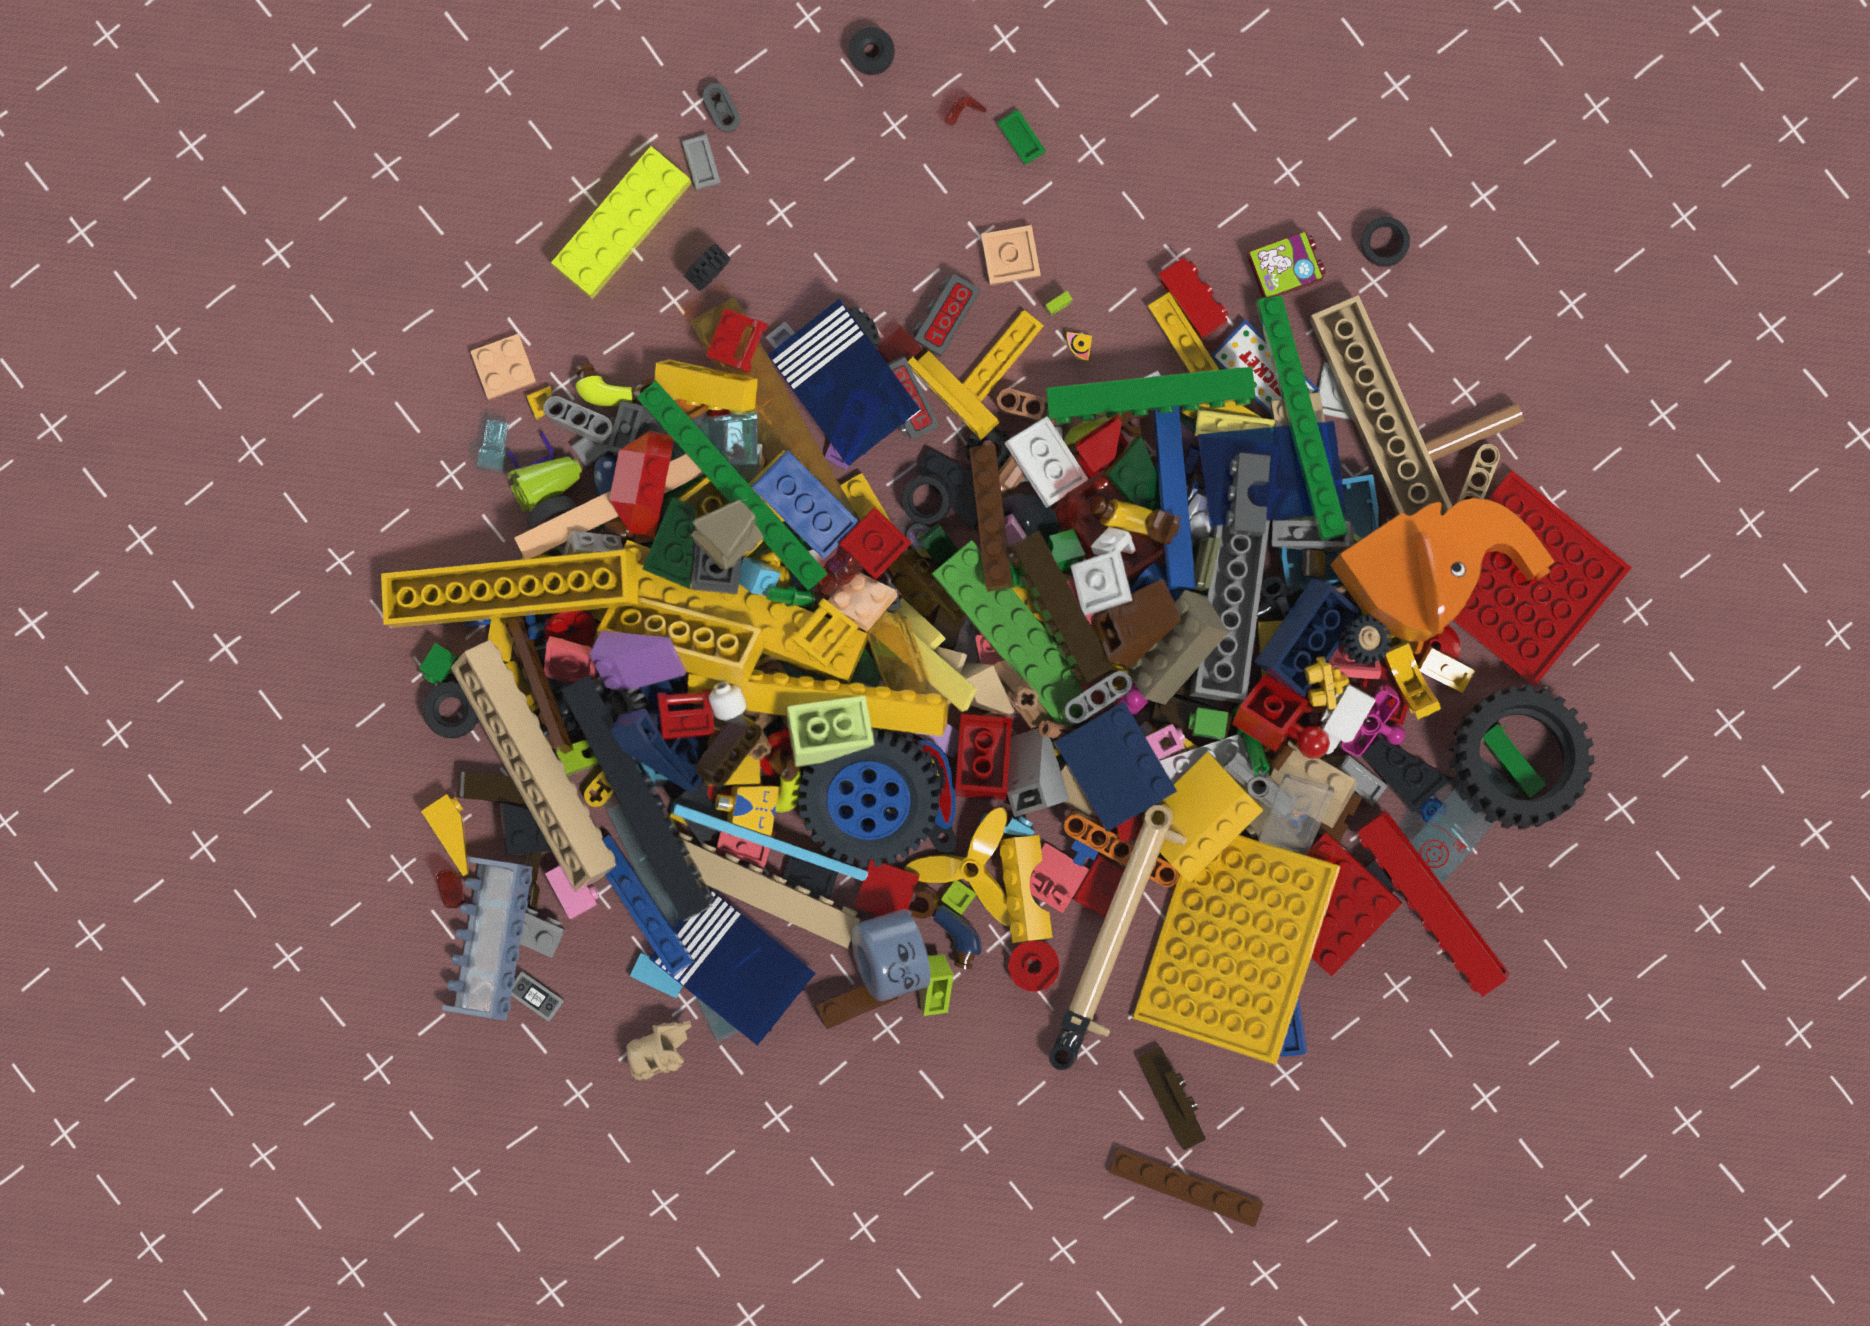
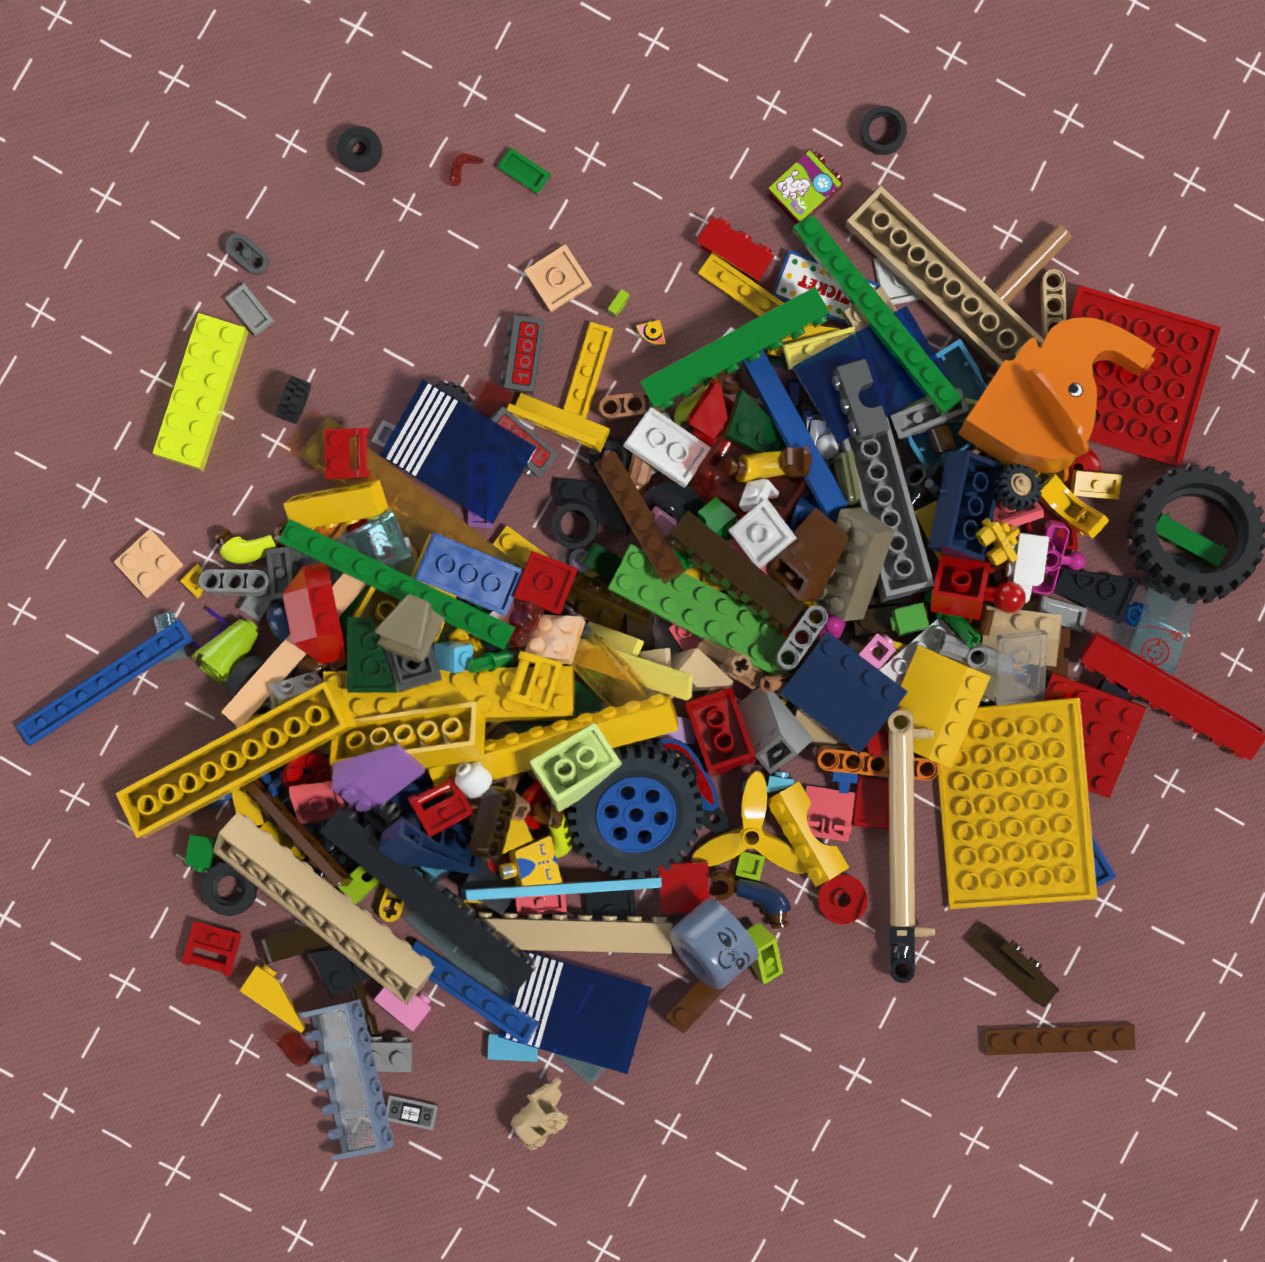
camera: 25 degrees left, 0 degrees up
(414, 463) = (104, 682): none -> blue tile
(417, 754) = (213, 940): none -> red plate

